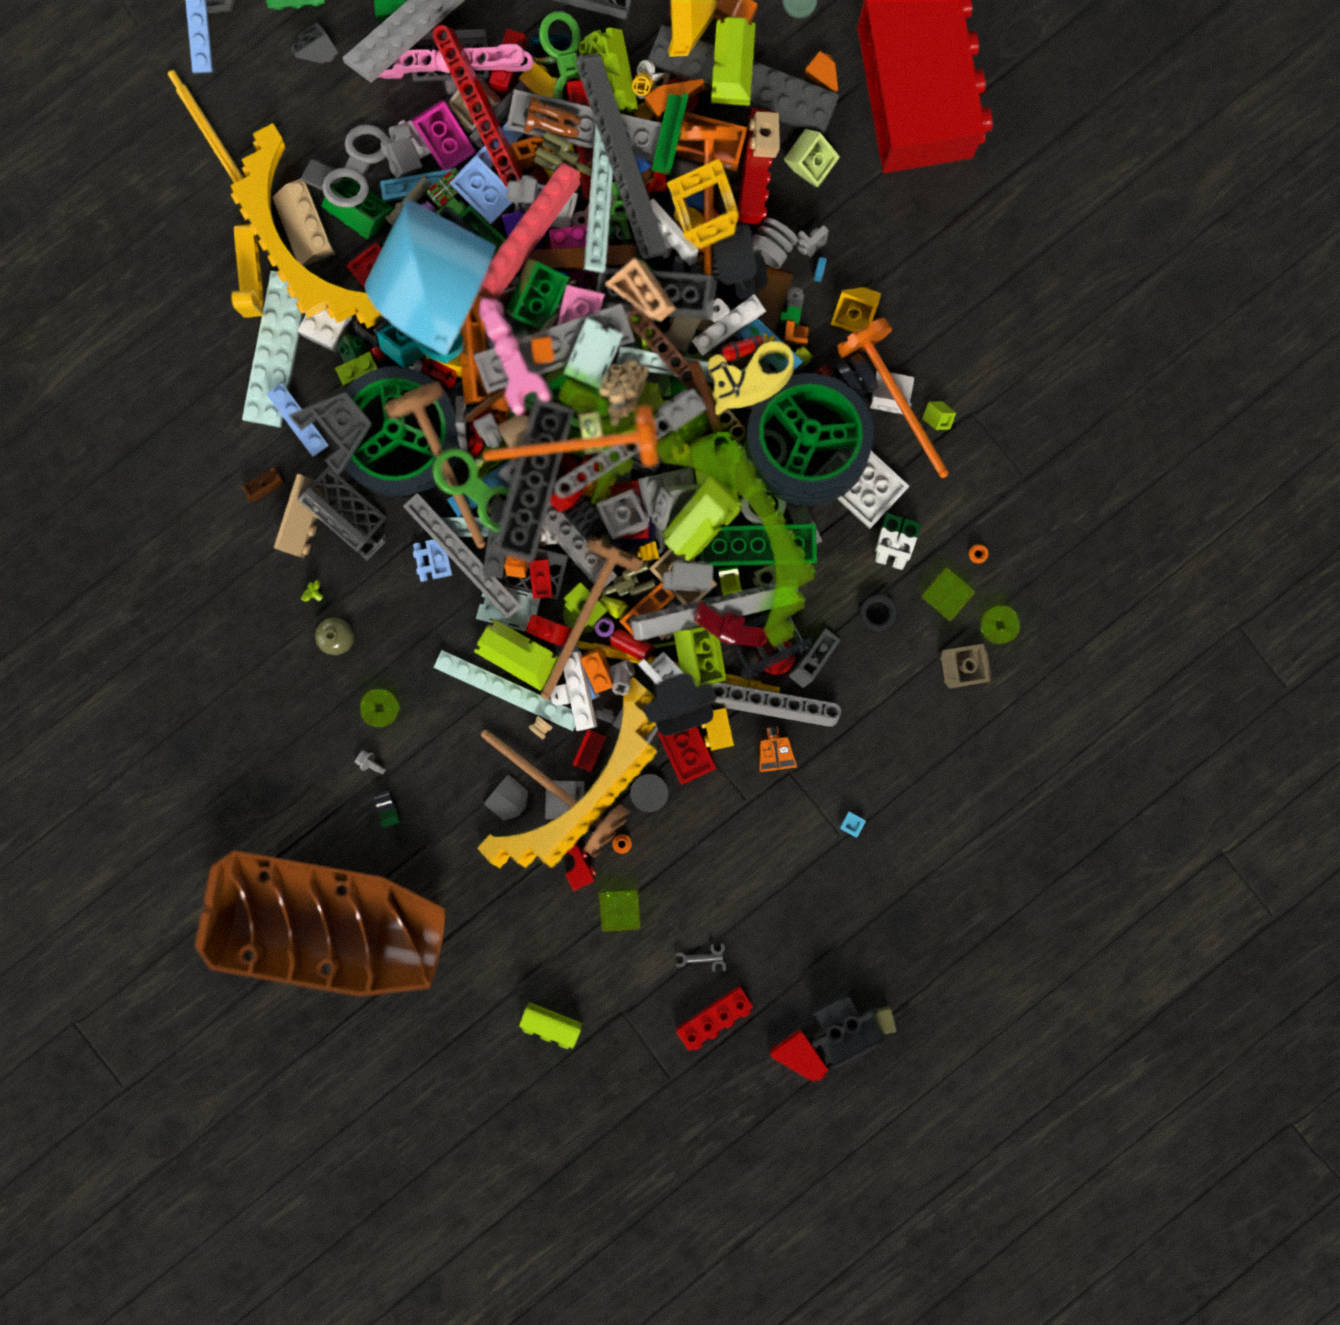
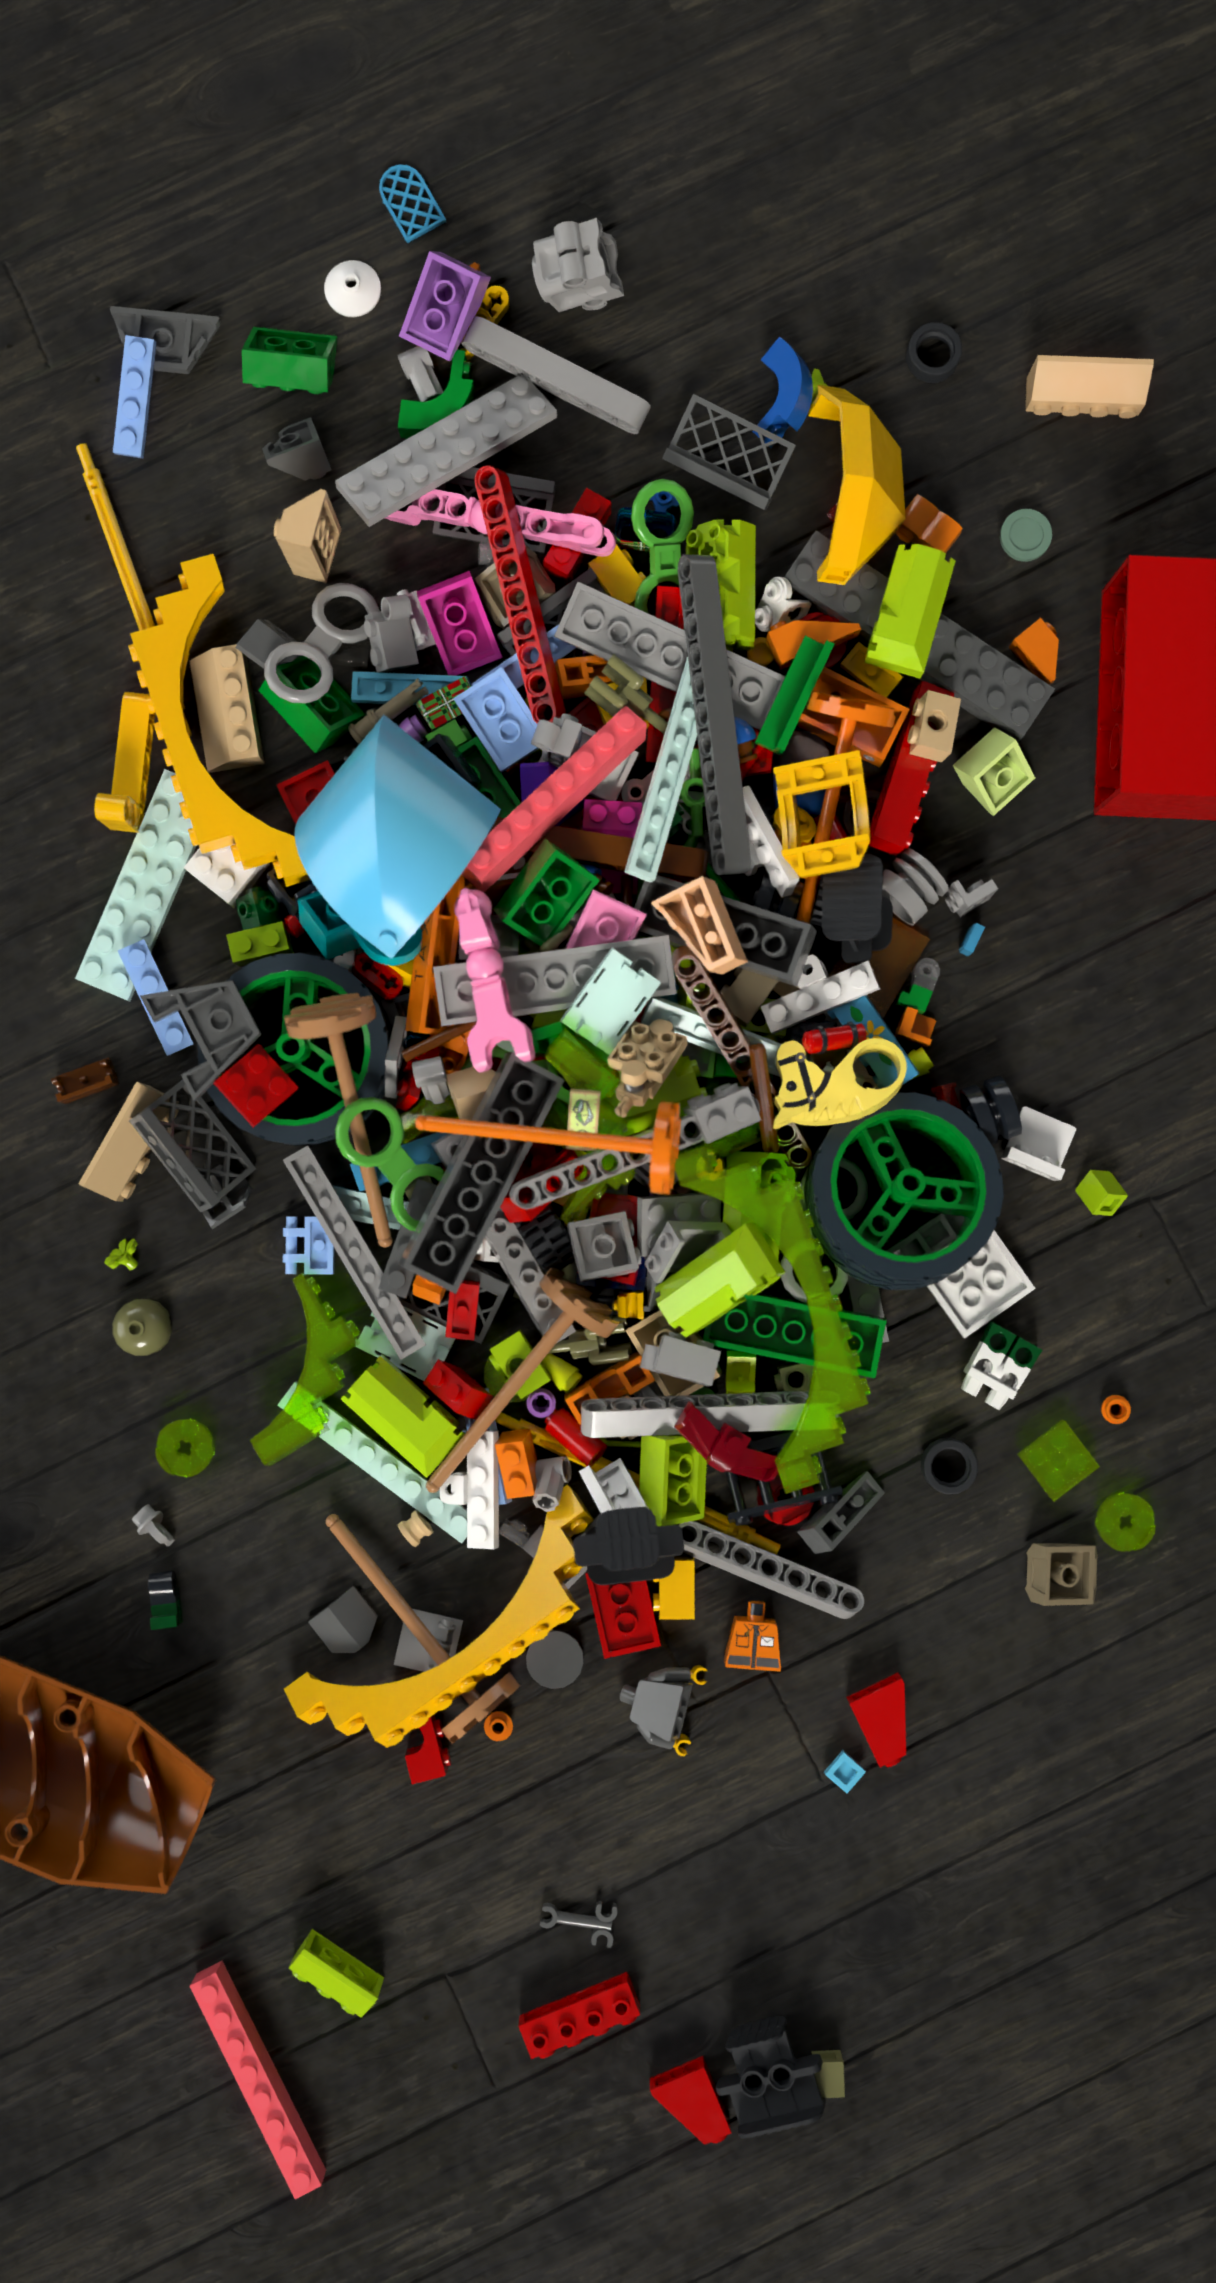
camera: 15 degrees right, 0 degrees up
(333, 97) = (309, 536): none -> tan slope
(375, 458) = (255, 1085): none -> red plate
(451, 671) = (326, 1340): none -> clear neon green arch
(515, 1104) = (258, 2079): none -> coral brick
(542, 350) = (536, 983): orange panel -> none
(557, 127) = (626, 650): dark orange piece -> none
(559, 30) = (664, 505): none -> blue plate
(589, 750) = (480, 1577): red panel -> none
(619, 910) = (474, 1824): clear neon green plate -> none
(641, 80) = (771, 606): yellow wheel -> none
(720, 112) = (872, 677): none -> yellow plate
(724, 806) = (662, 1704): none -> torso
(856, 309) = (1013, 1011): yellow slope -> none
(864, 341) = (1017, 1061): orange piece -> none
(869, 785) = (882, 1718): none -> red slope

